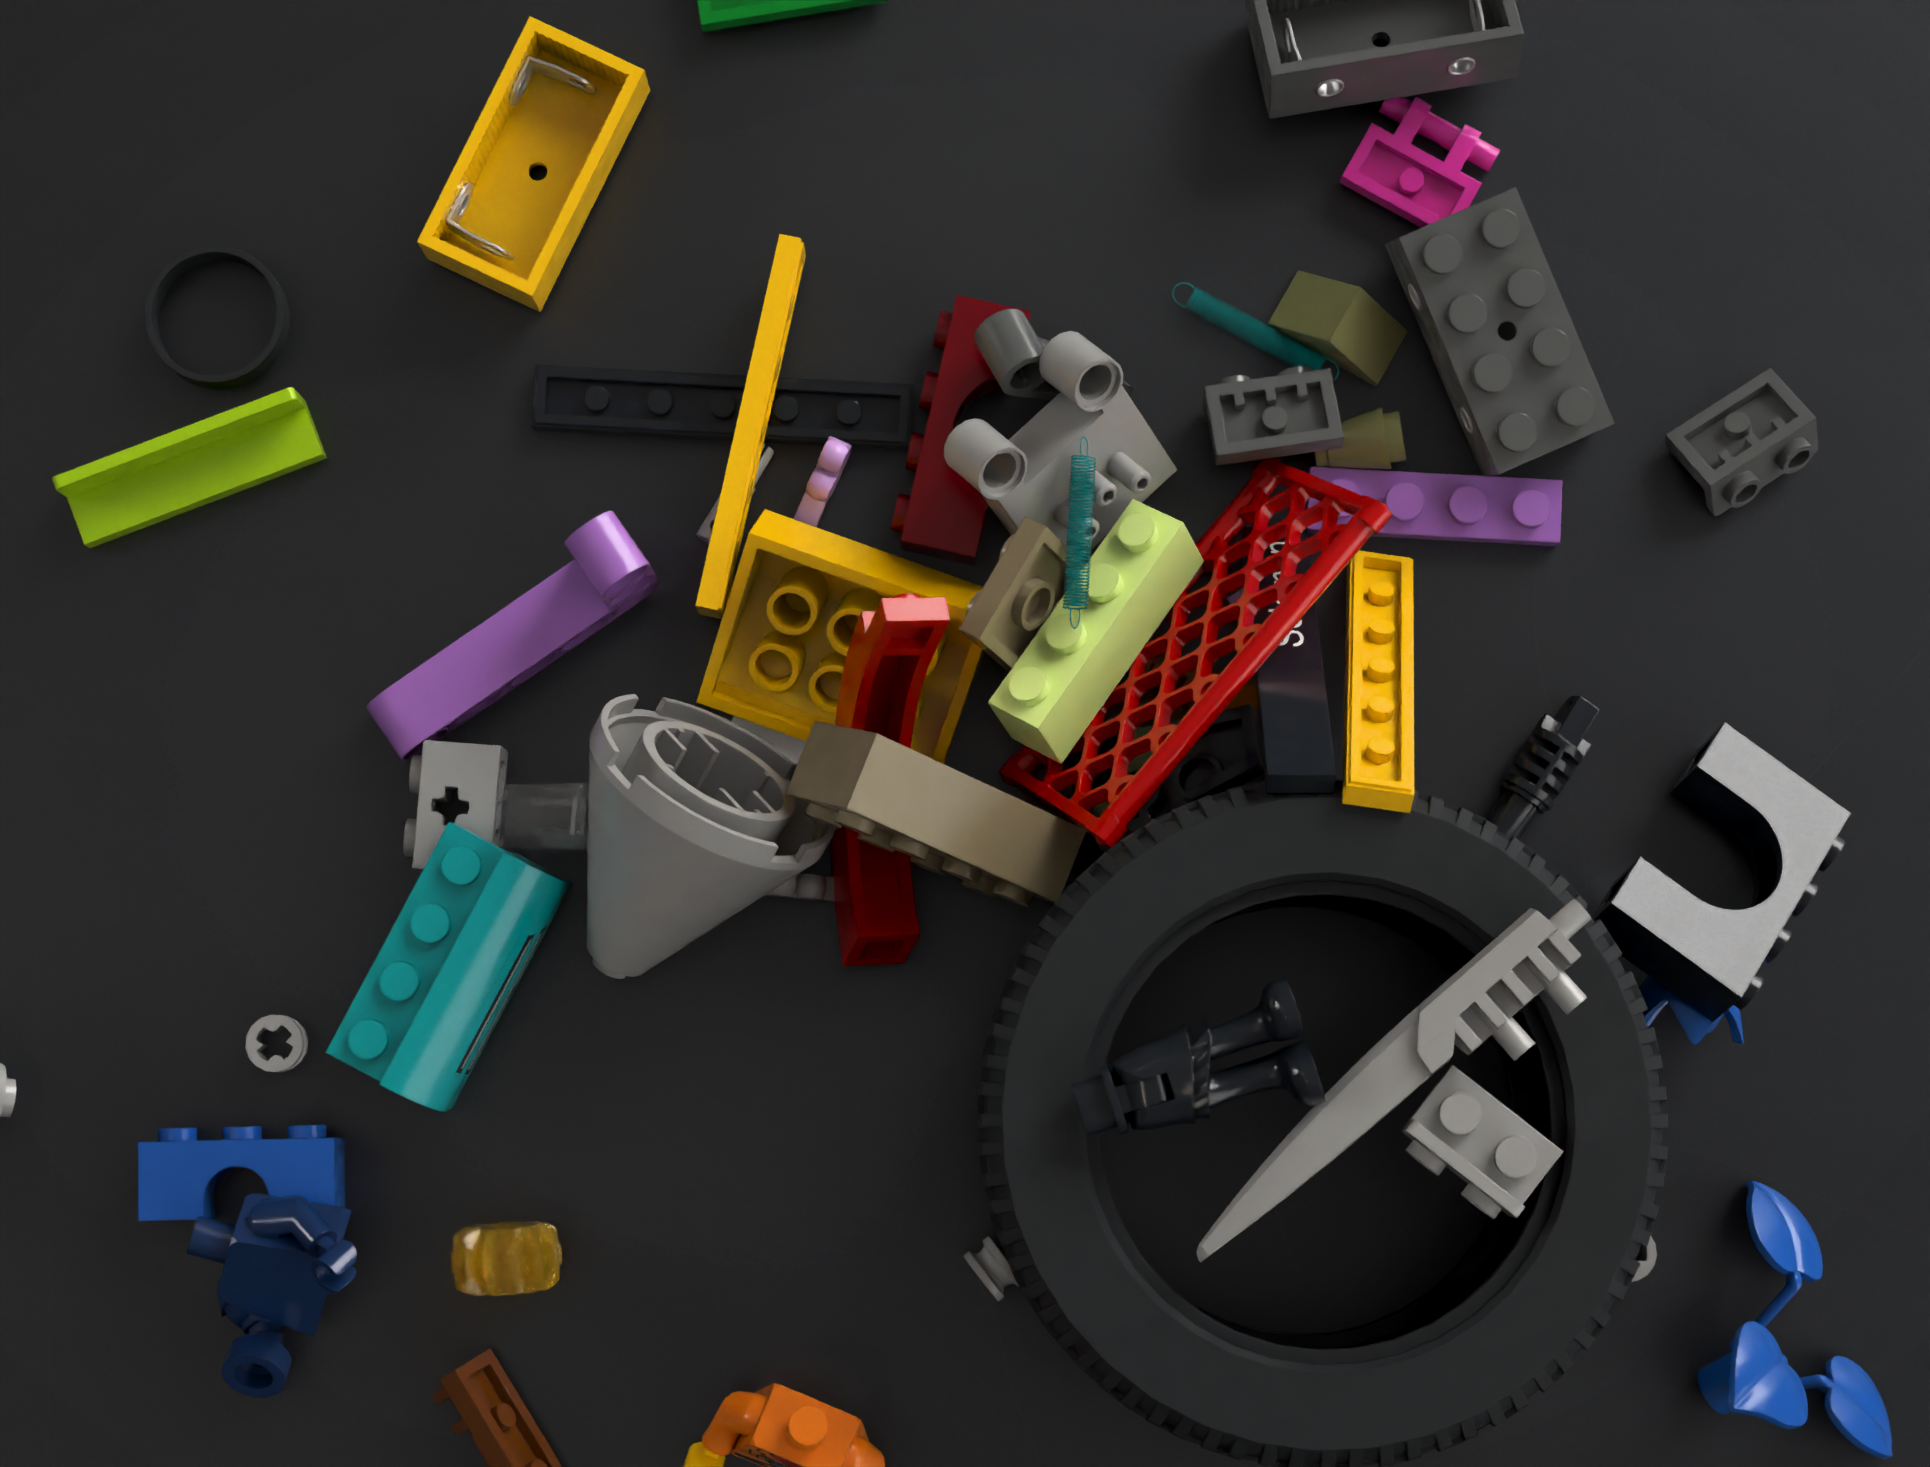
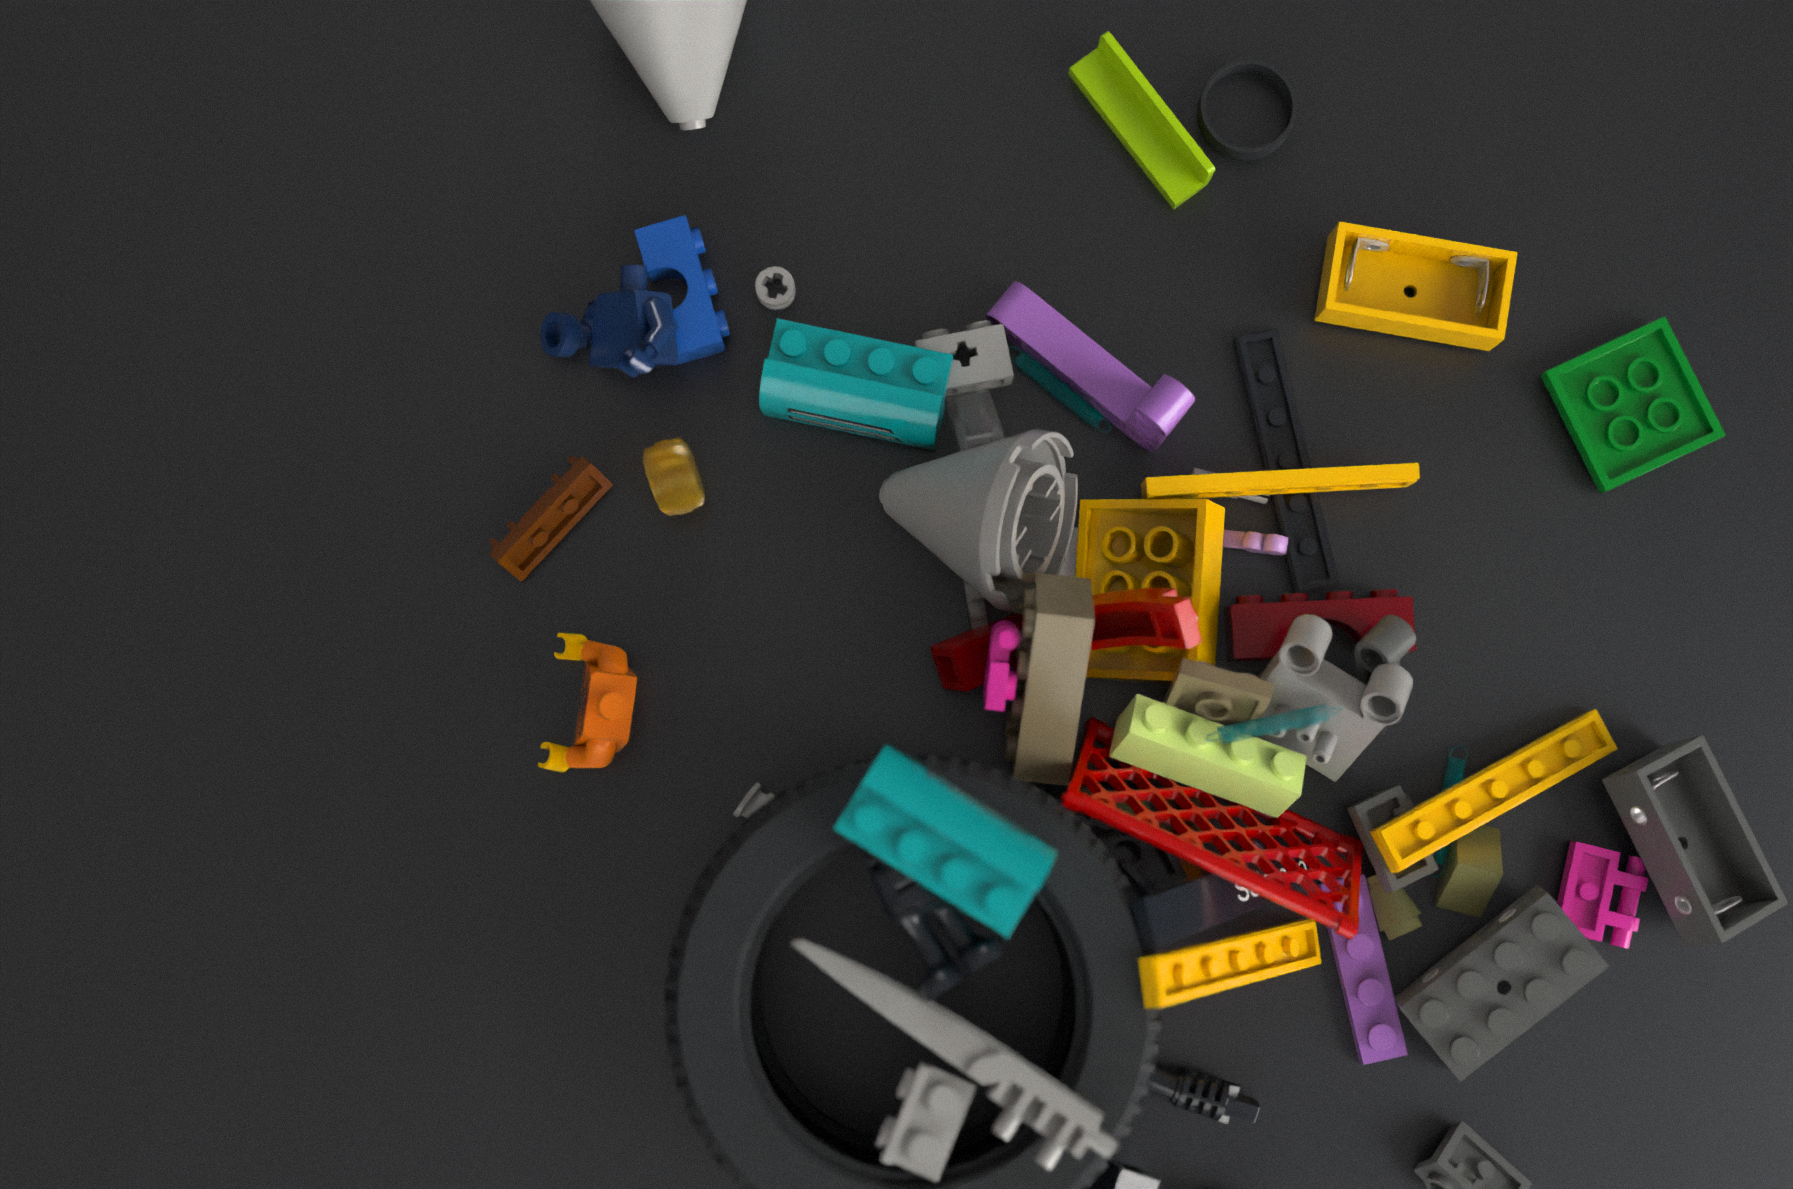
camera: 80 degrees right, 0 degrees up
(522, 689) = (1070, 391): none -> teal piece
(913, 882) = (999, 676): none -> dark pink plate
(1120, 1014) = (946, 840): none -> teal brick
(1246, 265) = (1493, 791): none -> yellow tile

